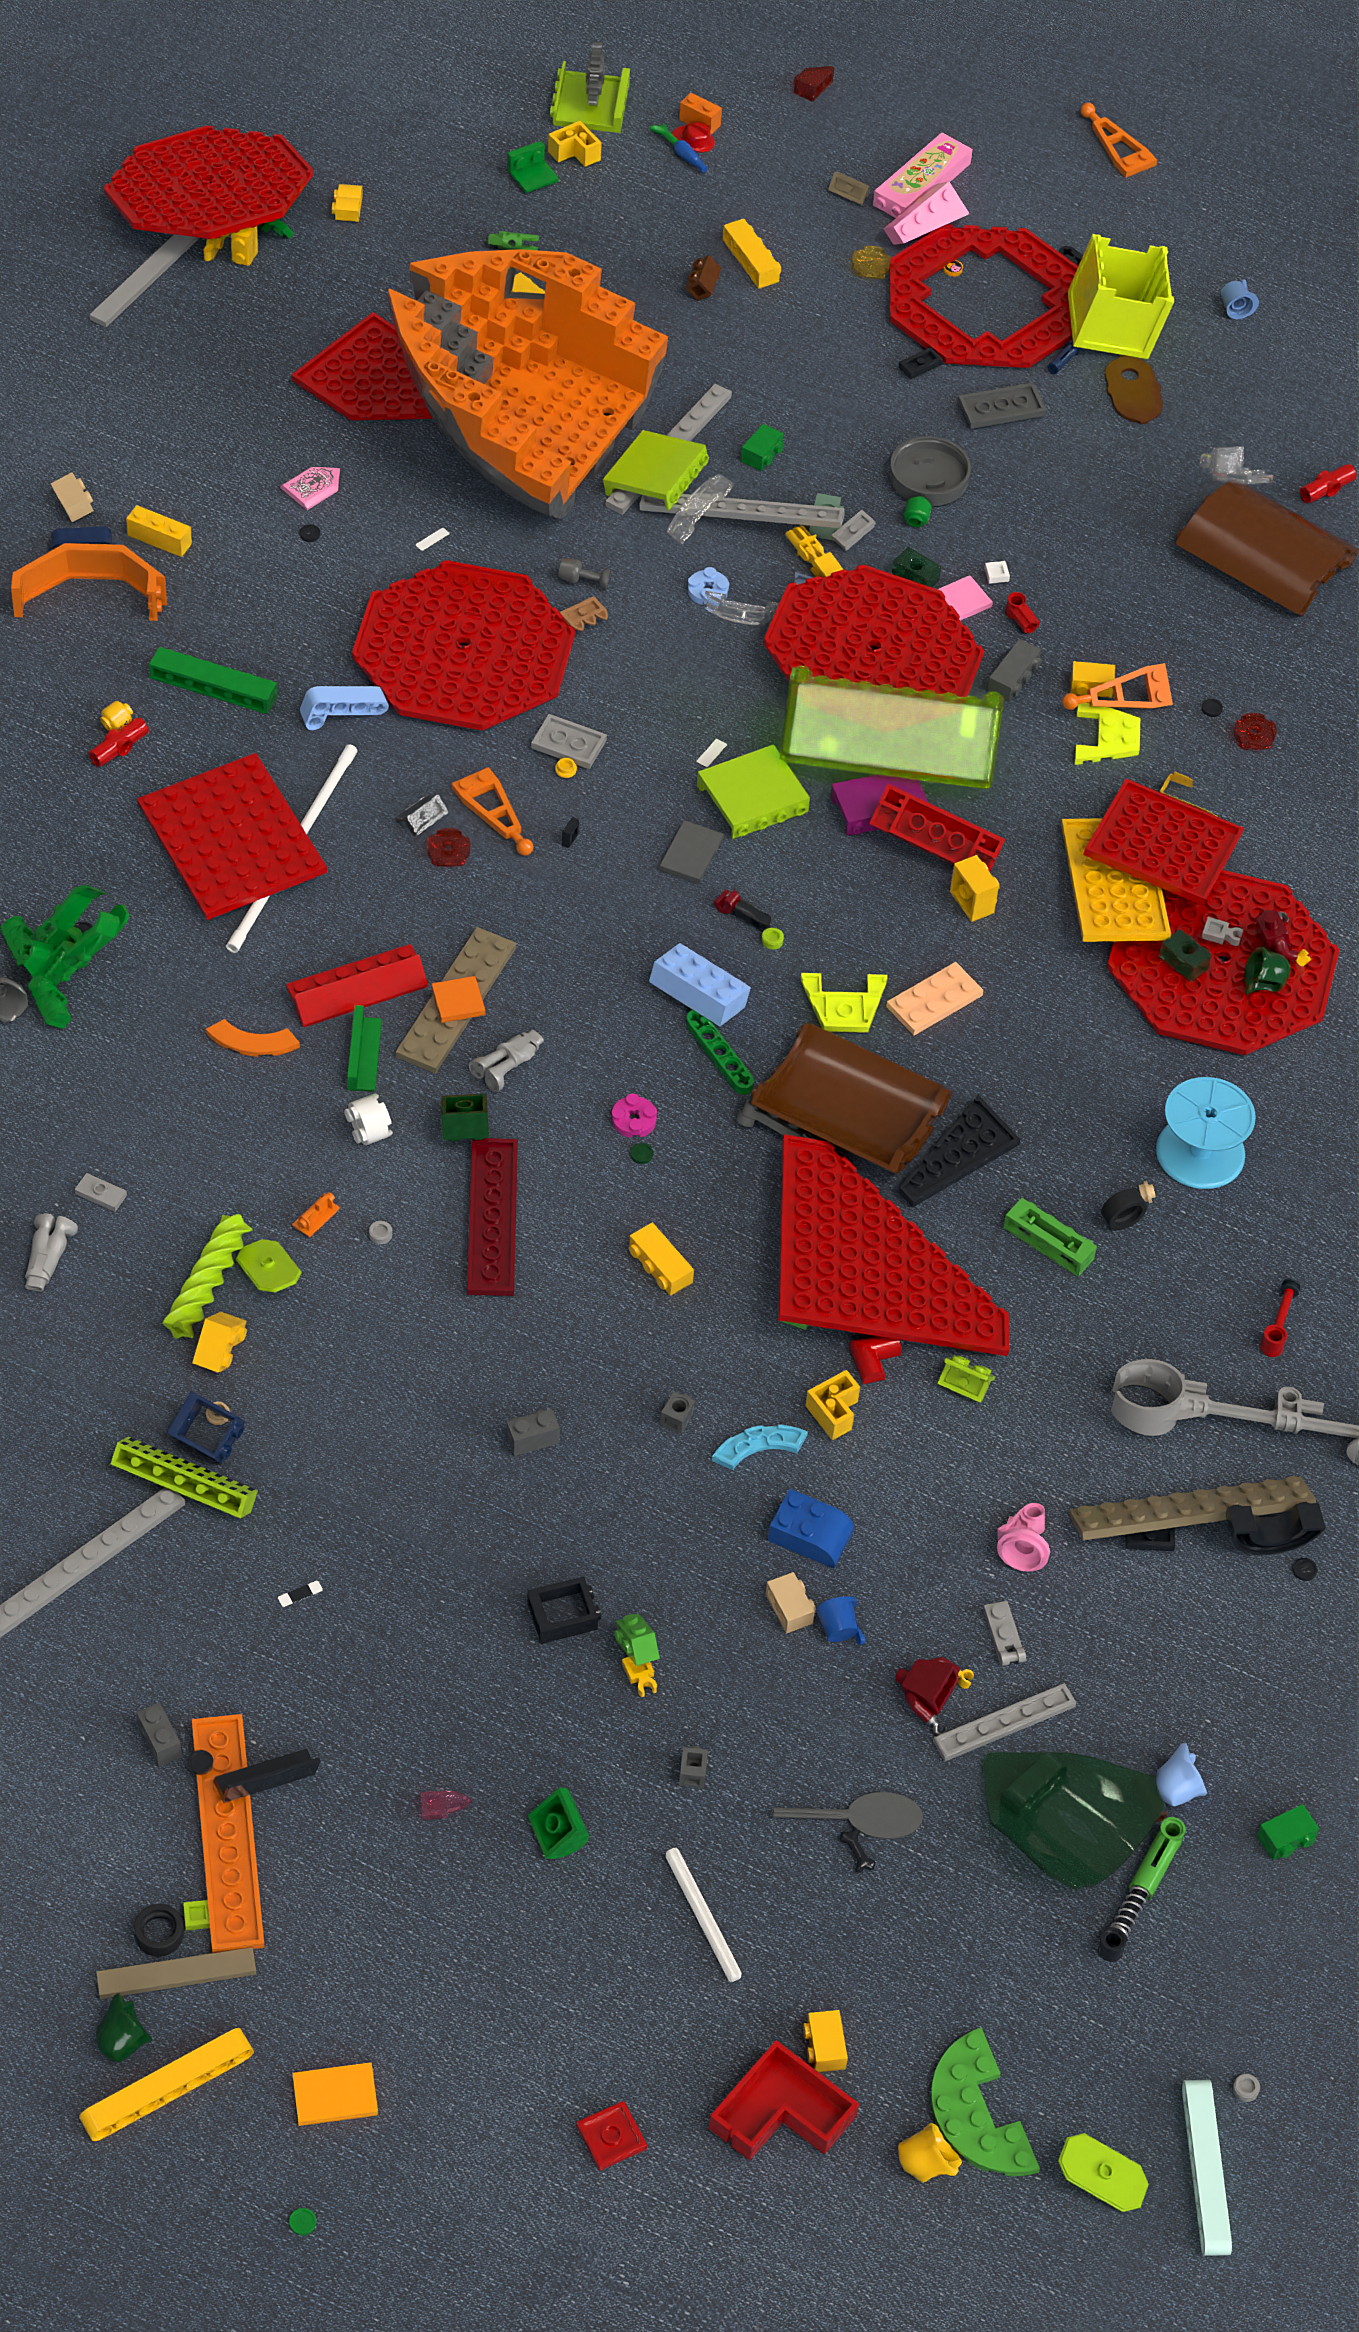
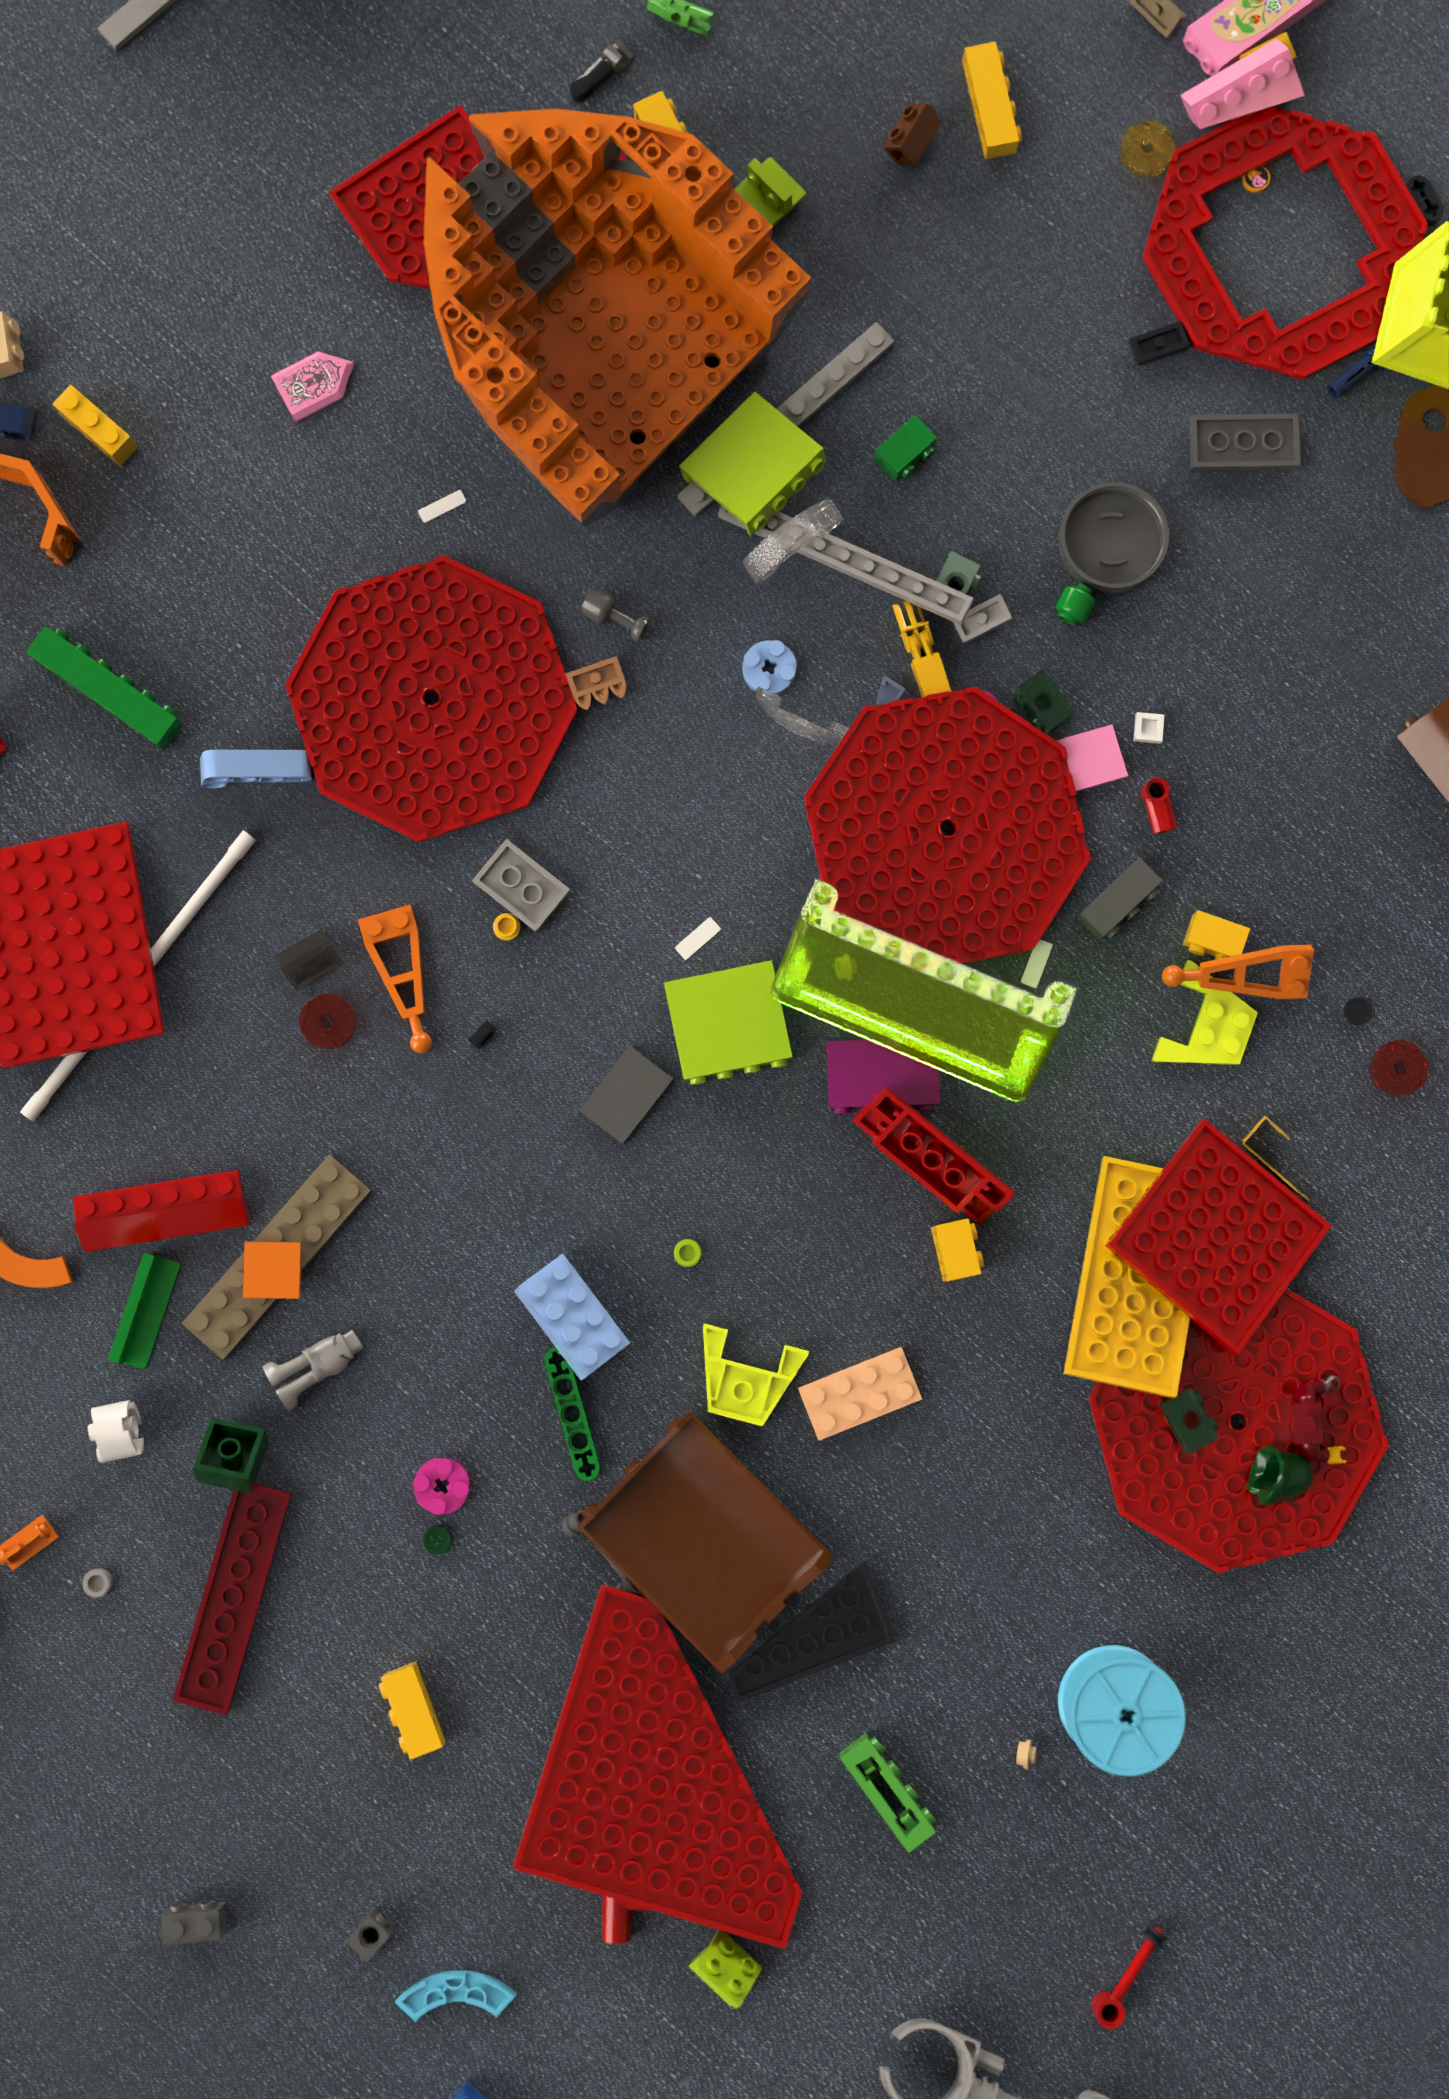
camera: 20 degrees right, 30 degrees up
(310, 533) = (289, 463): black piece -> none
(731, 901) = (649, 1189): piece -> none
(831, 1403) = (548, 1971): yellow brick -> none
(1124, 1209) = (987, 1783): black tyre -> none
(1218, 931) = (1242, 1390): light grey plate -> none

